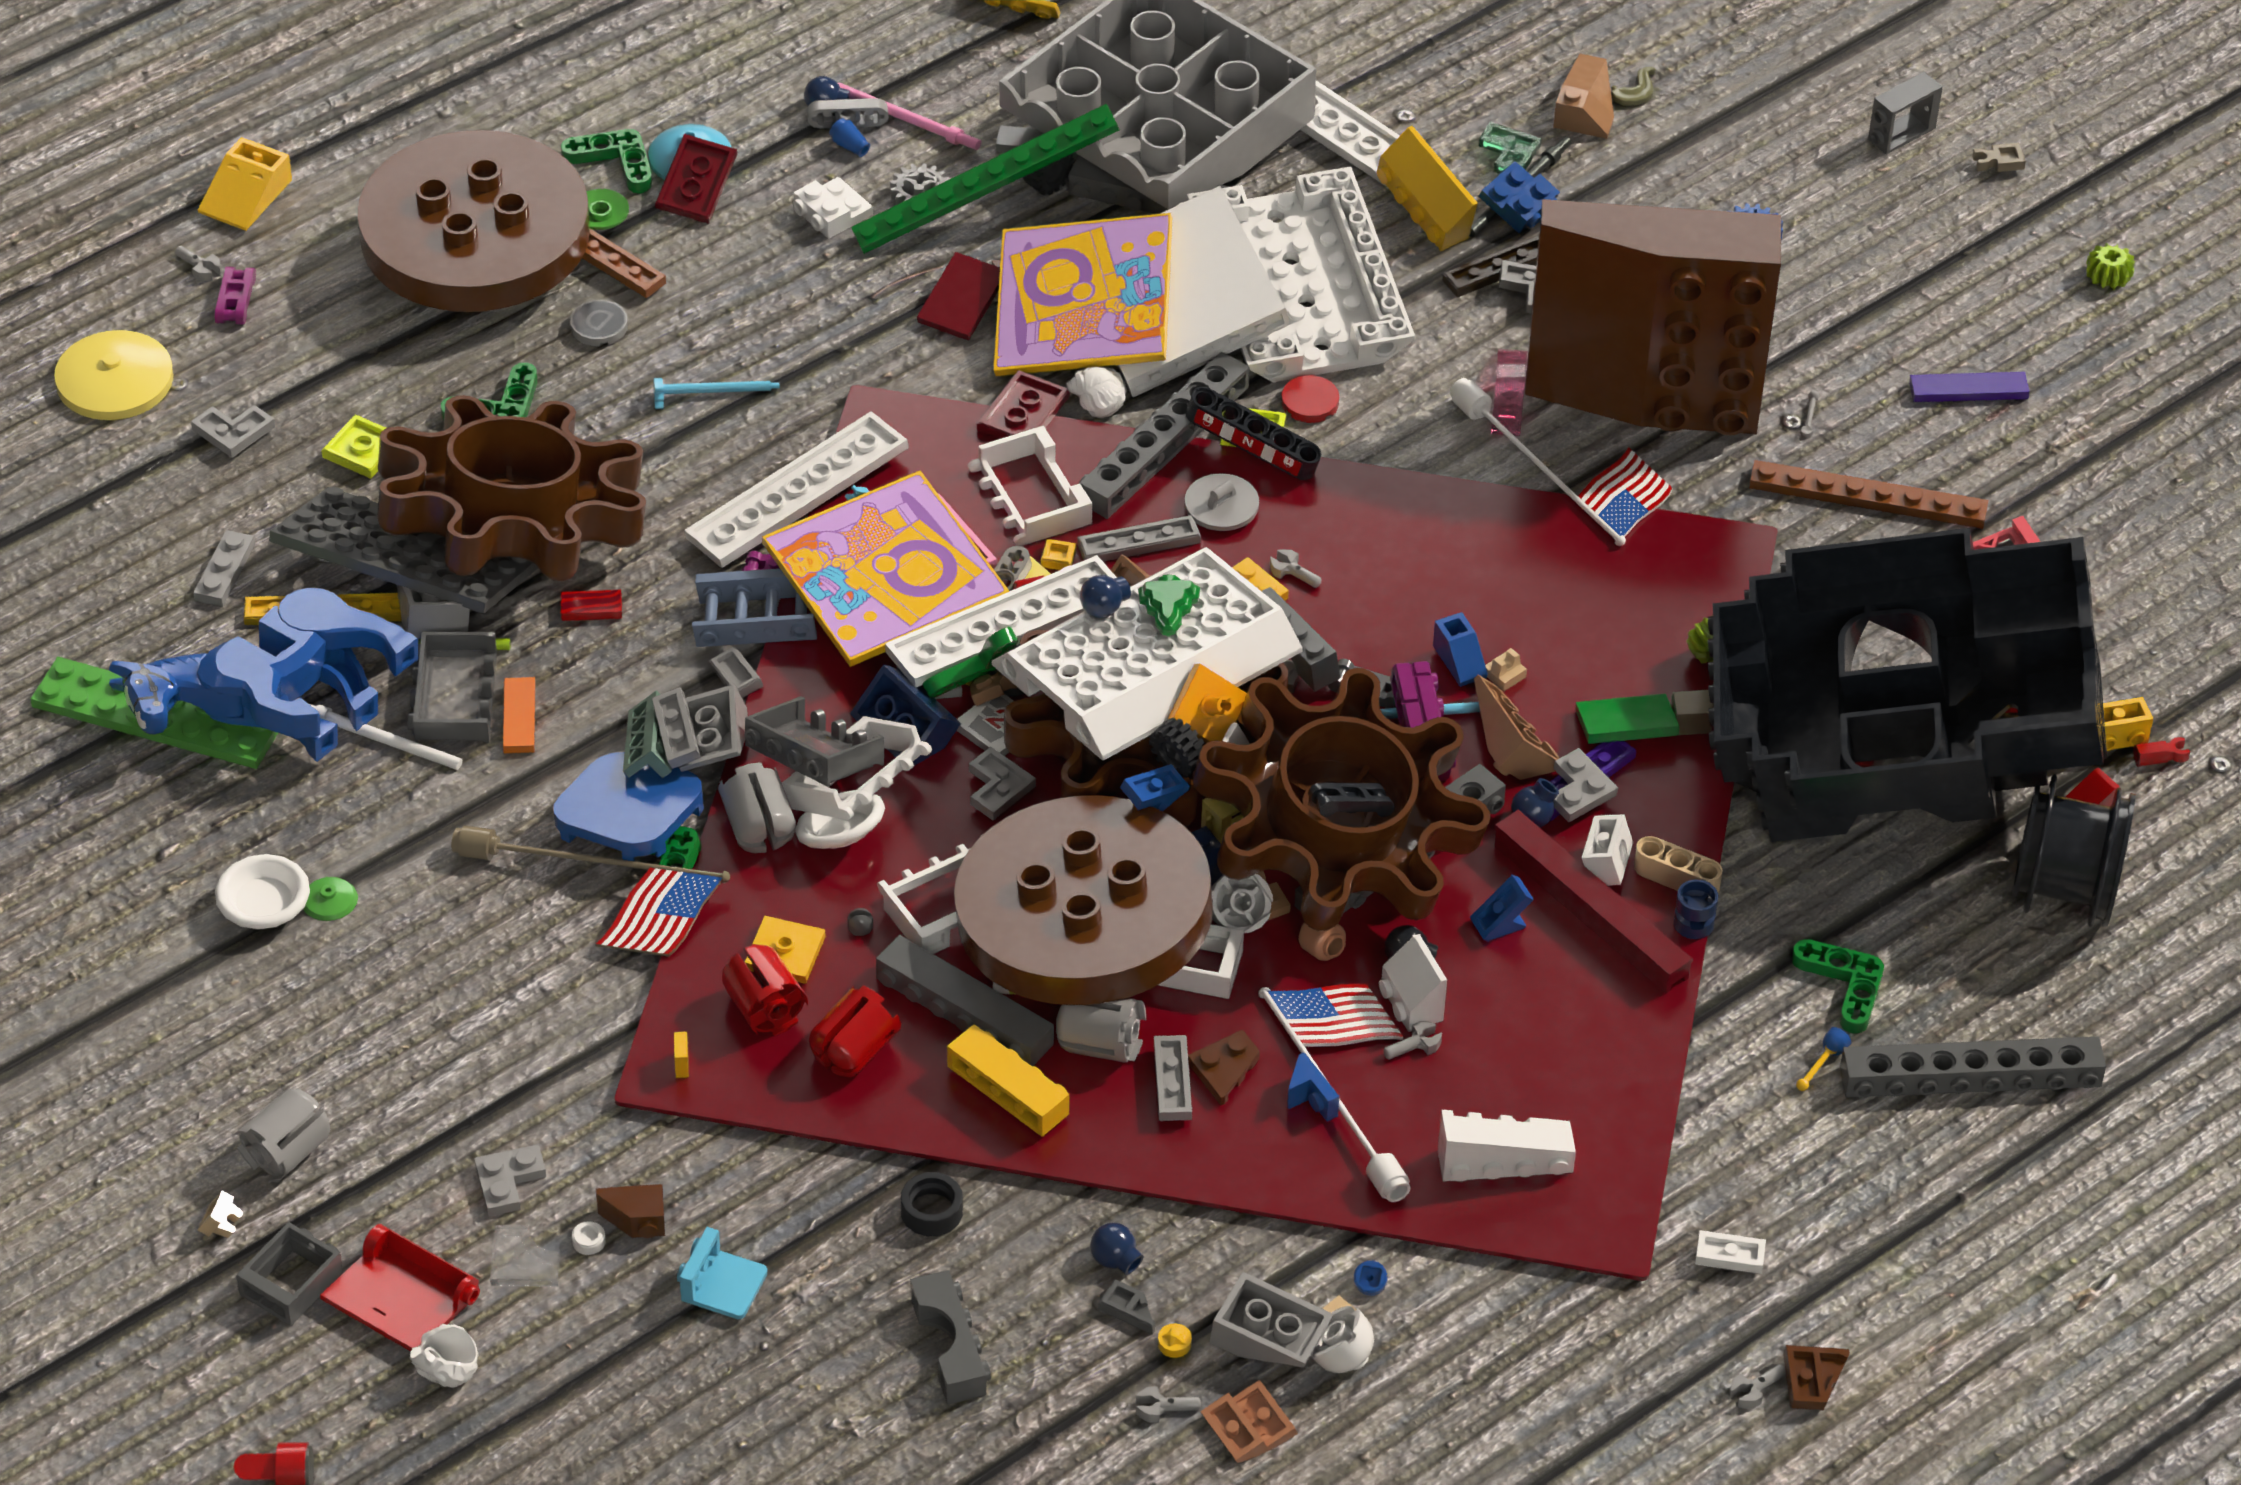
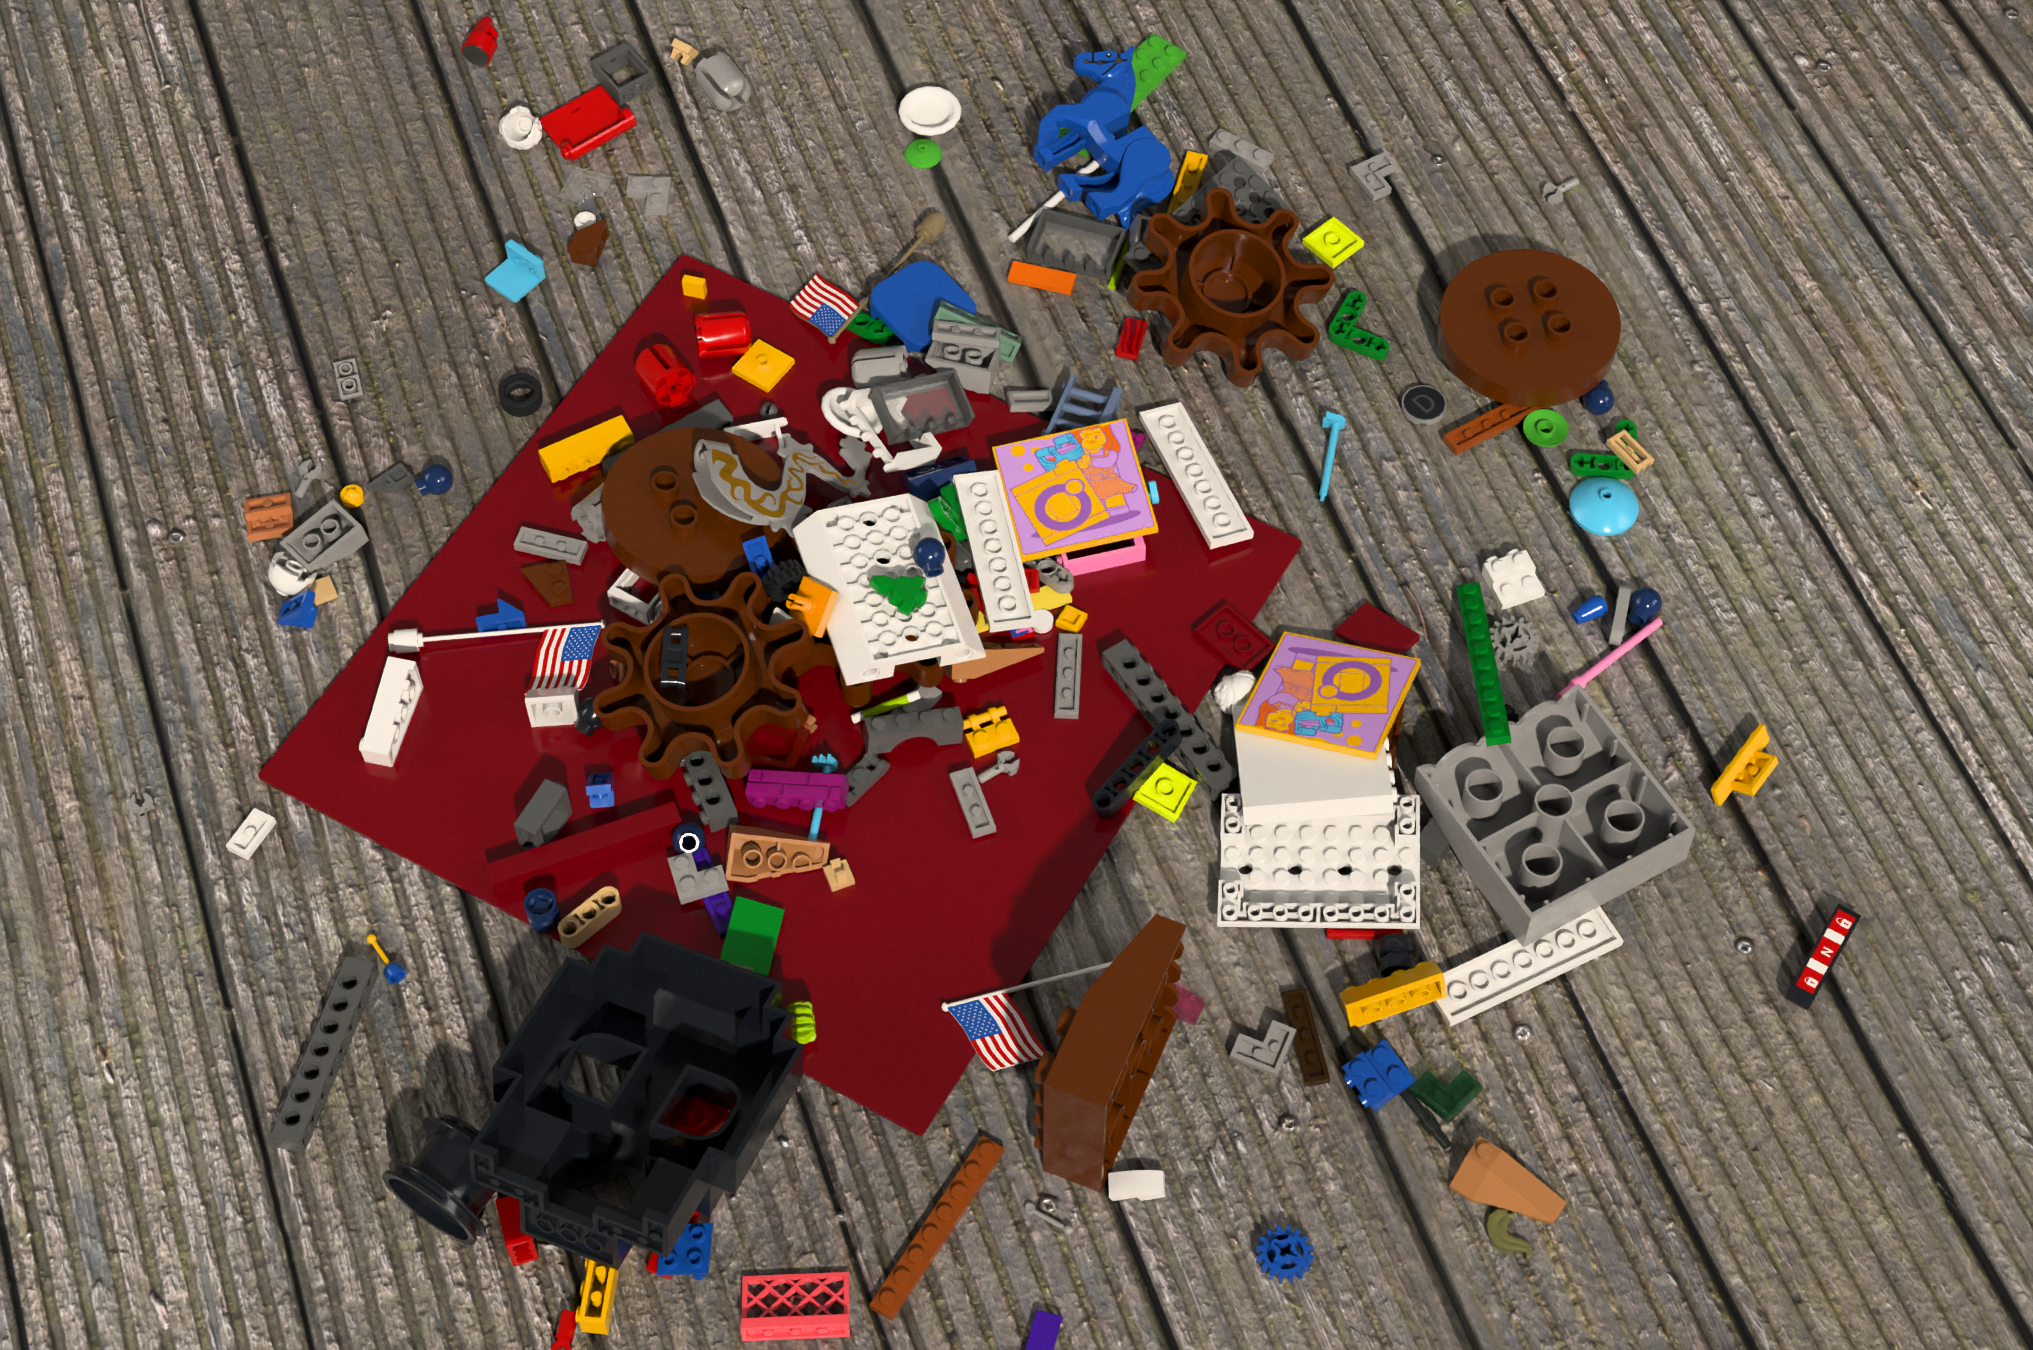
camera: 110 degrees right, 10 degrees up
(113, 375) = (1454, 125): light yellow dish -> none
(235, 293) = (1516, 201): magenta plate -> none
(246, 183) = (1631, 223): yellow slope -> none
(616, 135) = (1627, 454): none -> tan tile
(696, 178) = (1561, 493): dark red tile -> none
(939, 1305) = (439, 377): dark grey arch -> none
(984, 1416) = (348, 379): none -> light grey slope
(1037, 442) = (1177, 637): white hinge -> none
(1072, 827) = (731, 492): none -> light grey animal
(1222, 502) = (1086, 739): light grey shield -> none
(1310, 398) = (1190, 844): tile -> none
(1355, 576) = (972, 802): none -> light grey plate
(1370, 1278) = (341, 615): blue tile -> none
(1382, 205) = (1395, 953): none -> black wheel
(1388, 1321) = (299, 610): none -> blue slope
(1418, 1040) = (516, 700): light grey bar -> none
(1459, 648) = (862, 842): blue slope -> none
(1577, 955) = (543, 816): none -> dark grey window
(1608, 848) = (621, 869): white brick -> none
(1812, 1374) = (128, 846): reddish brown wing -> none
(1858, 978) = (446, 1013): green beam -> none

